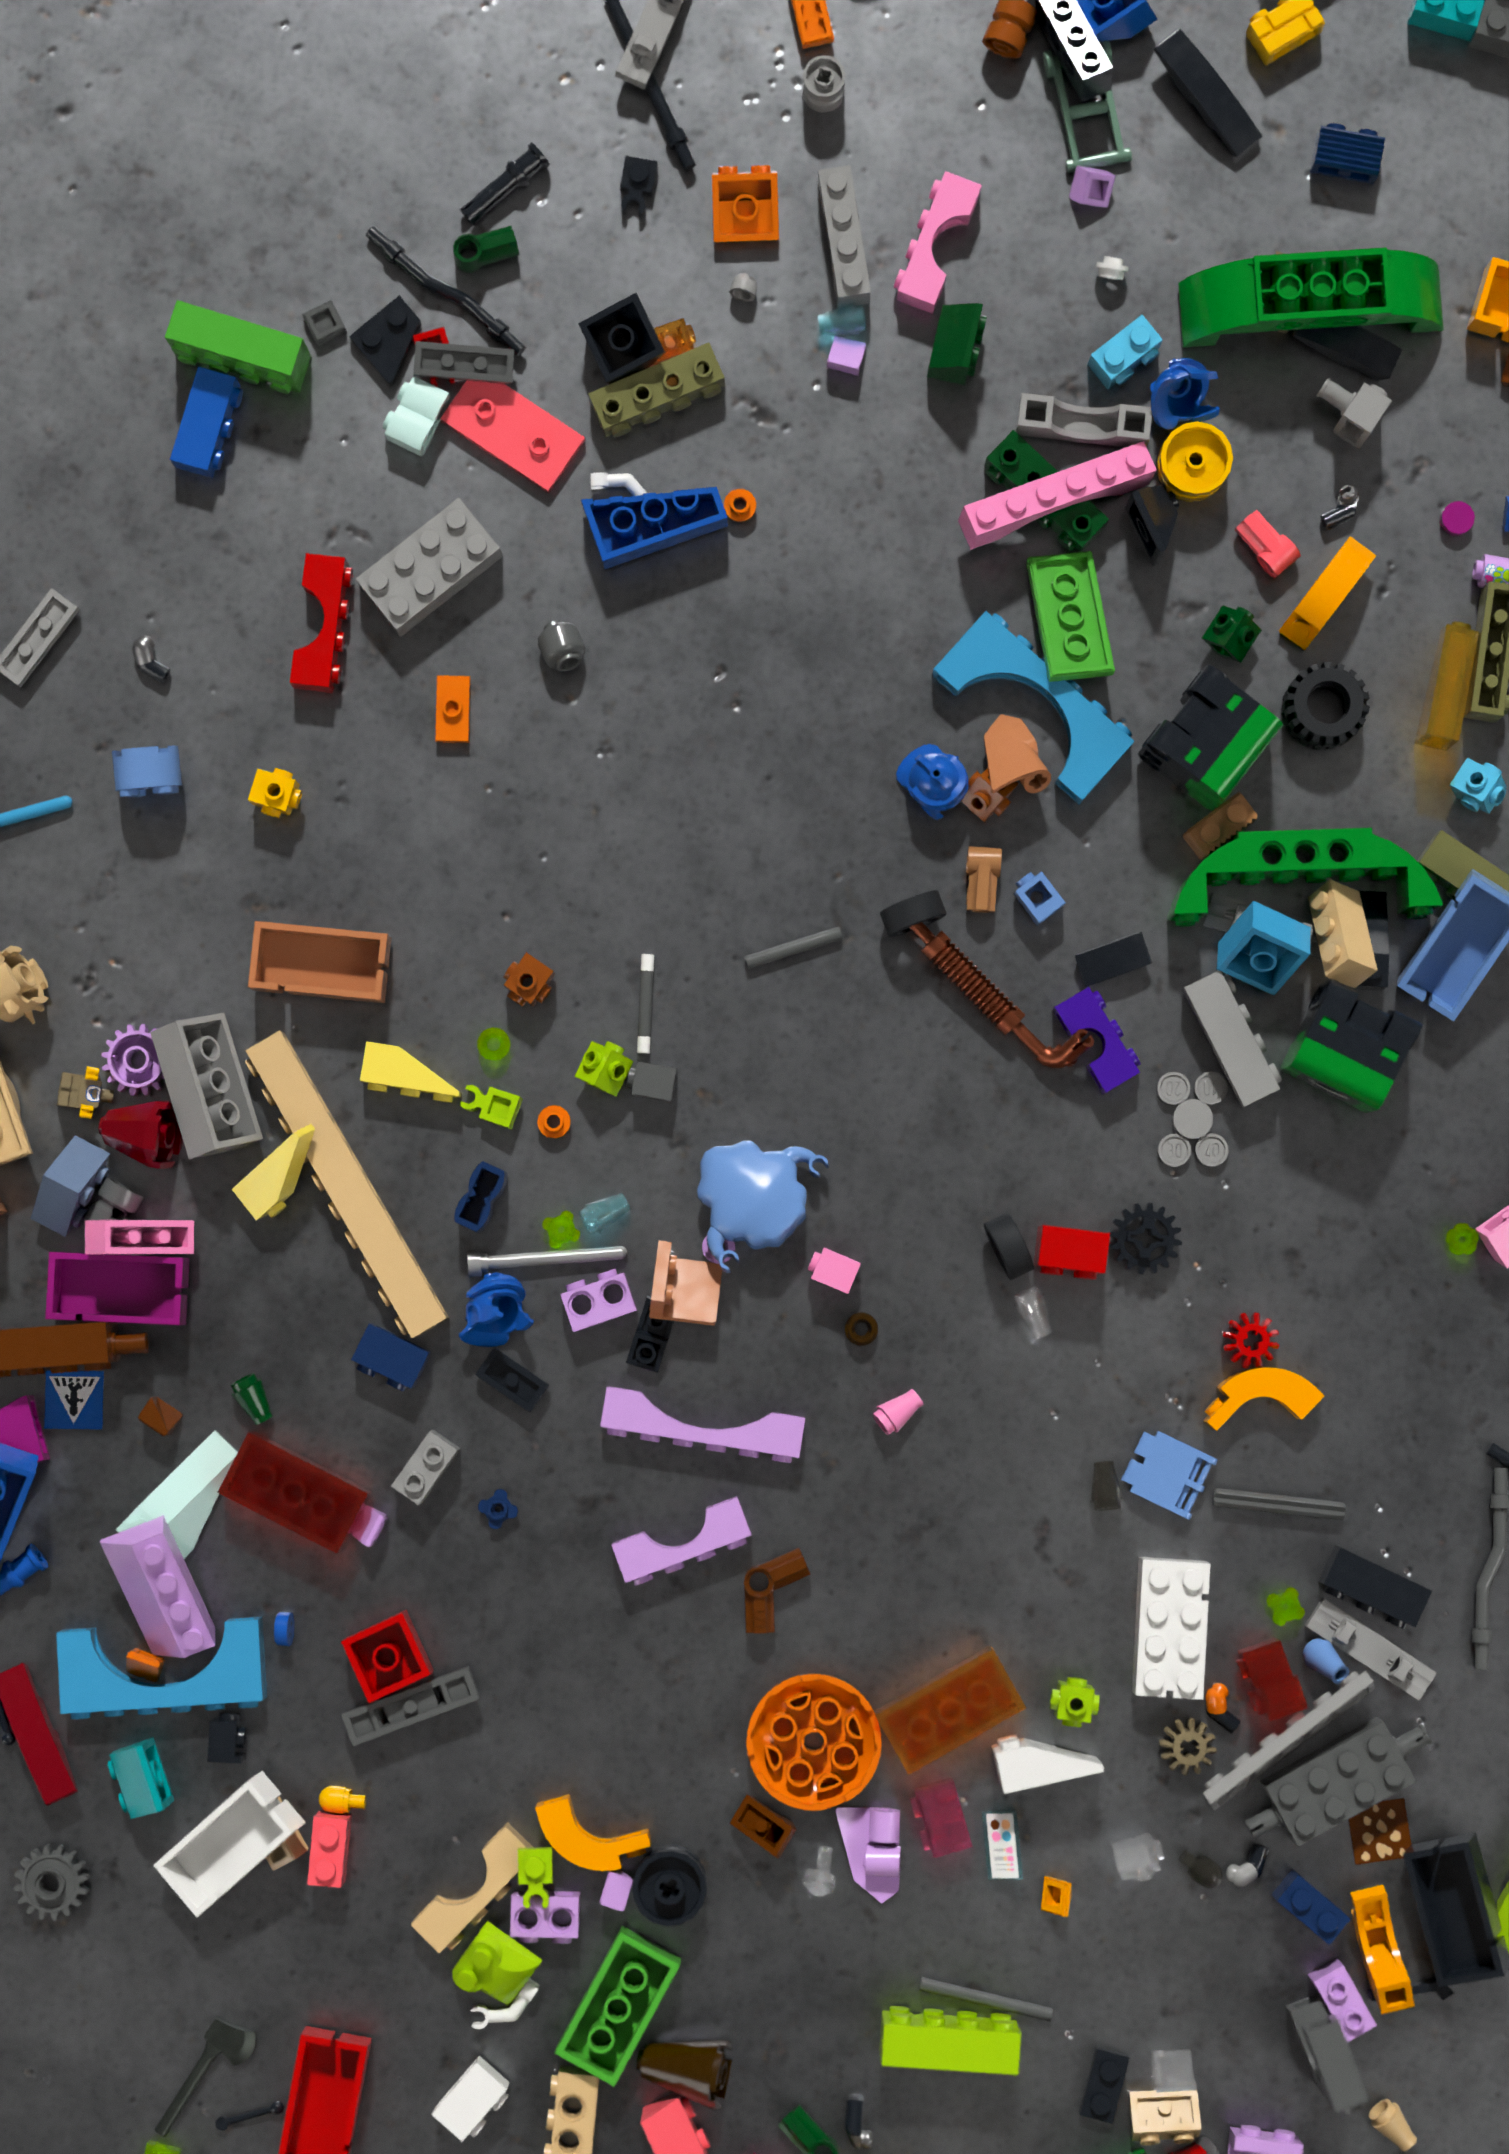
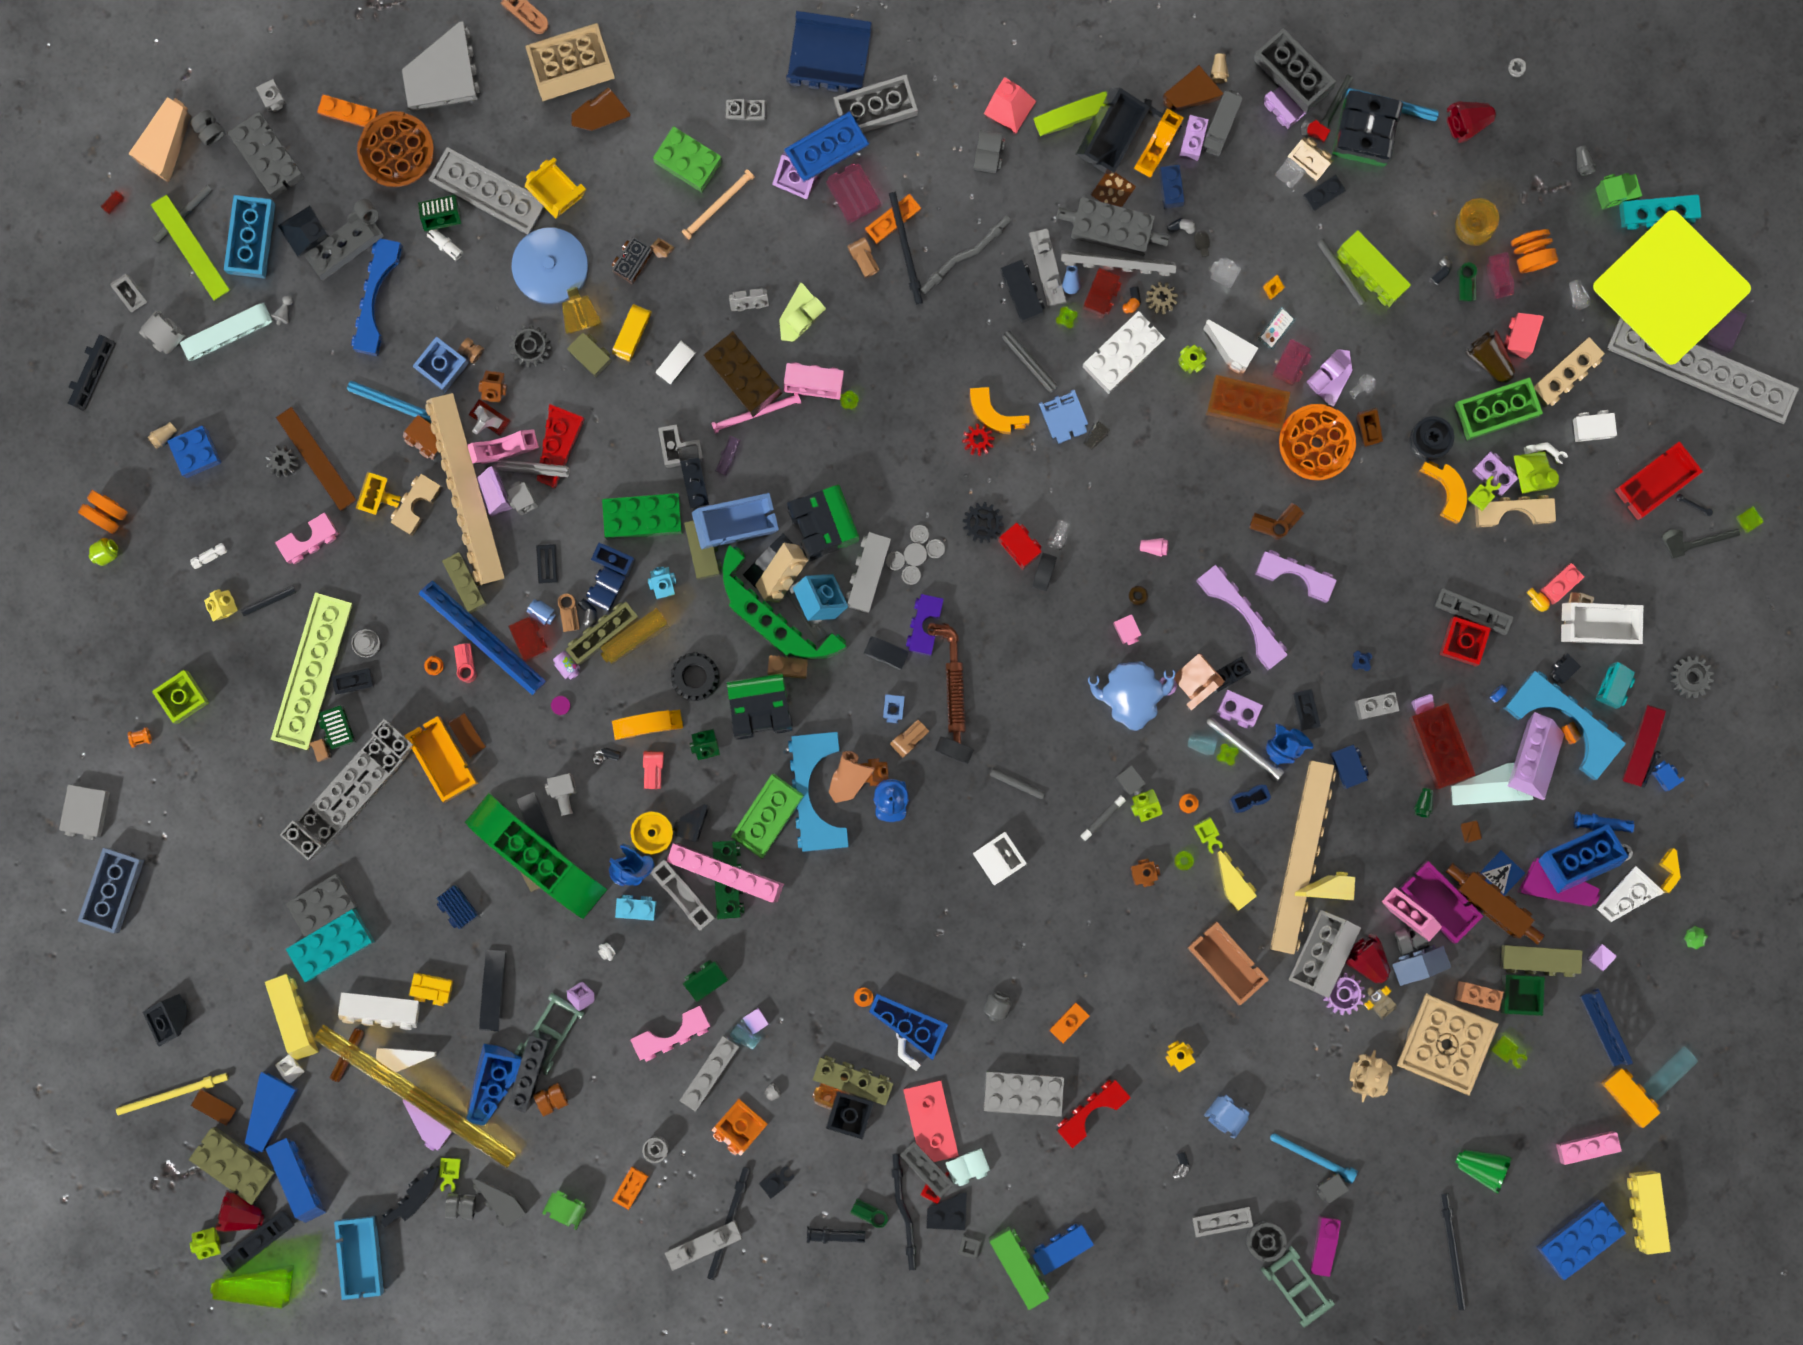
camera: 135 degrees left, 0 degrees up
(616, 1890) = (1456, 456): lavender slope -> none
(728, 832) = (999, 858): none -> white slope
(1402, 2059) = (1192, 91): none -> reddish brown slope

